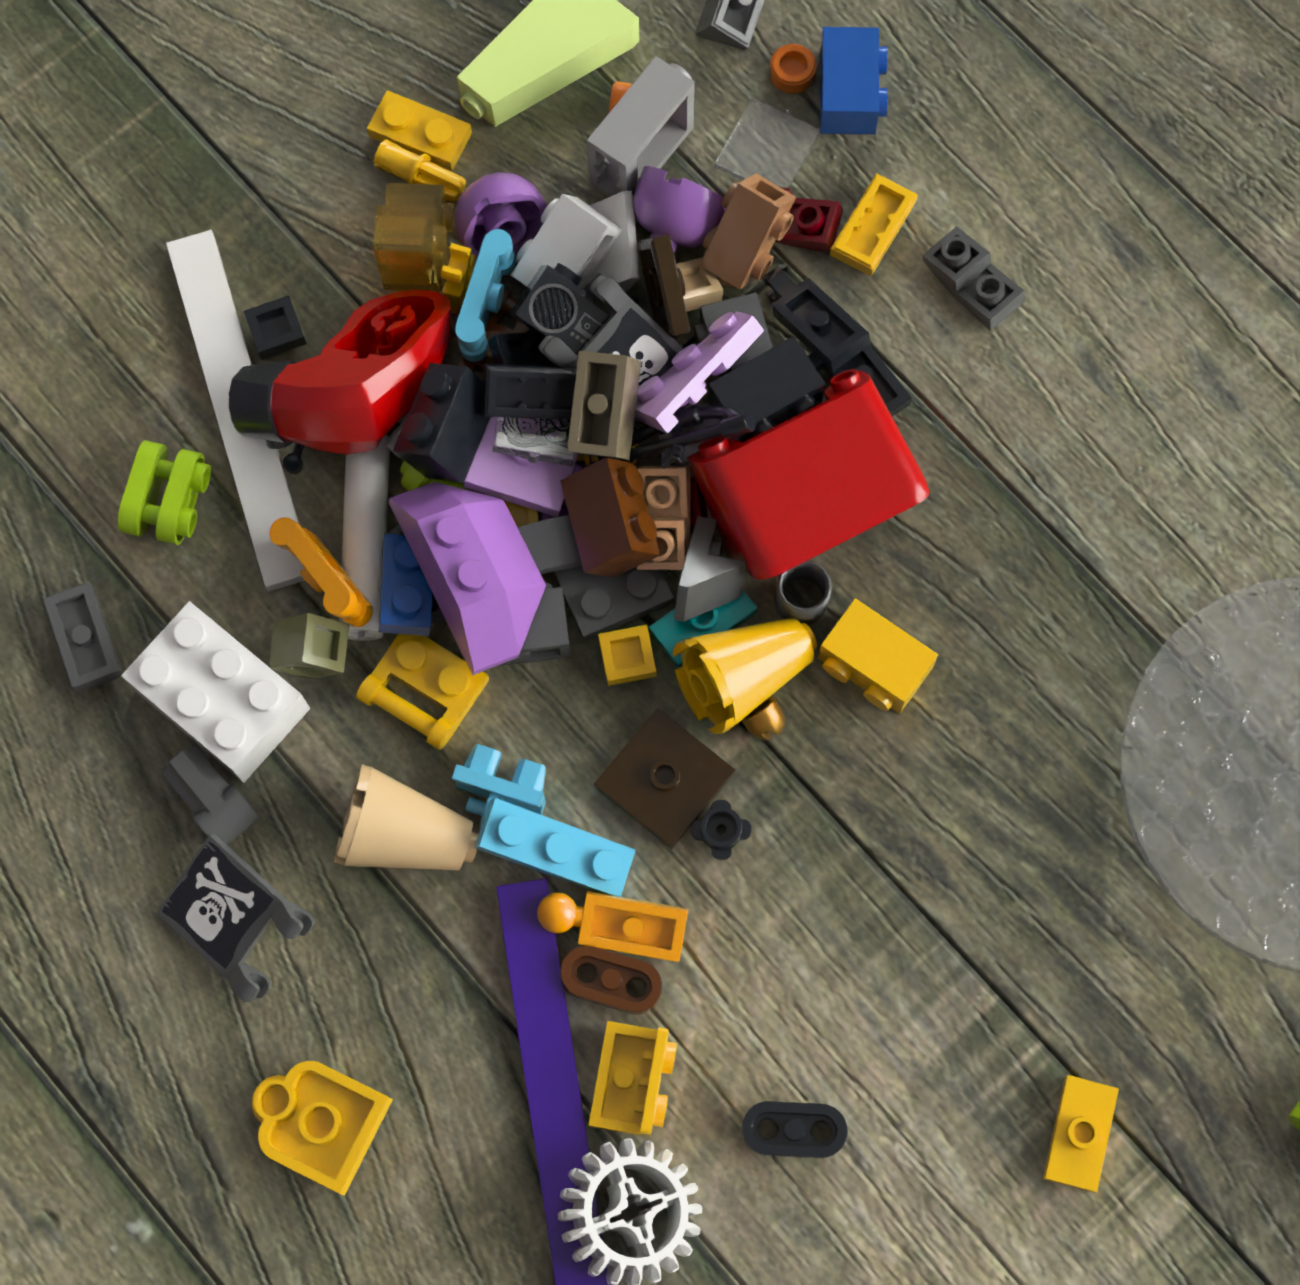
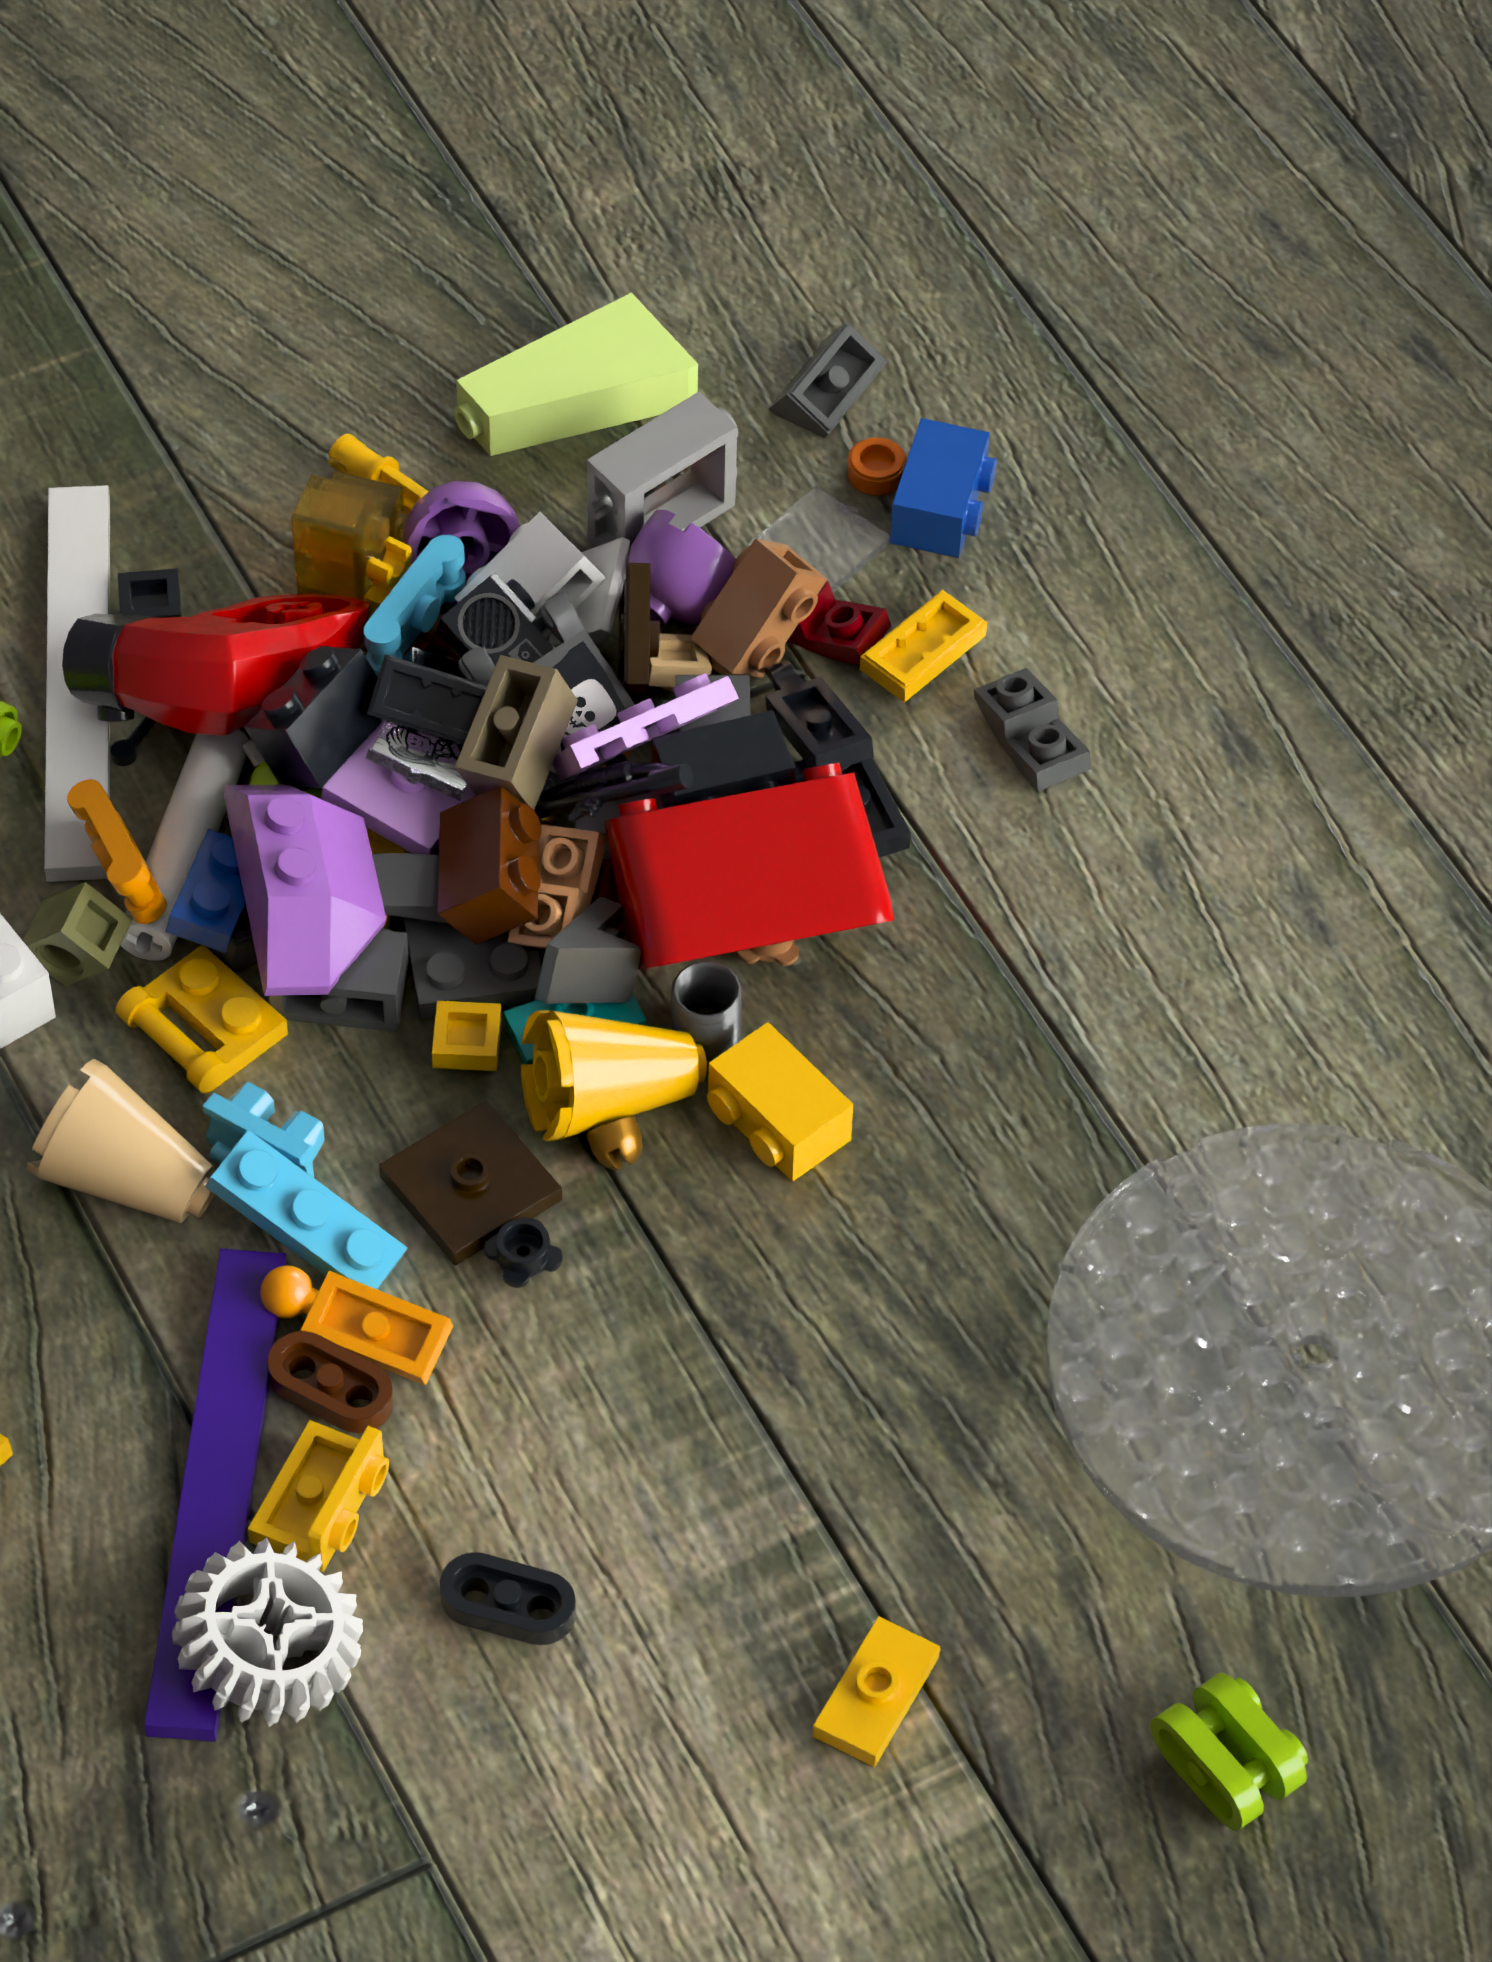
camera: 10 degrees right, 20 degrees down
(419, 129) = (398, 433): yellow plate -> none

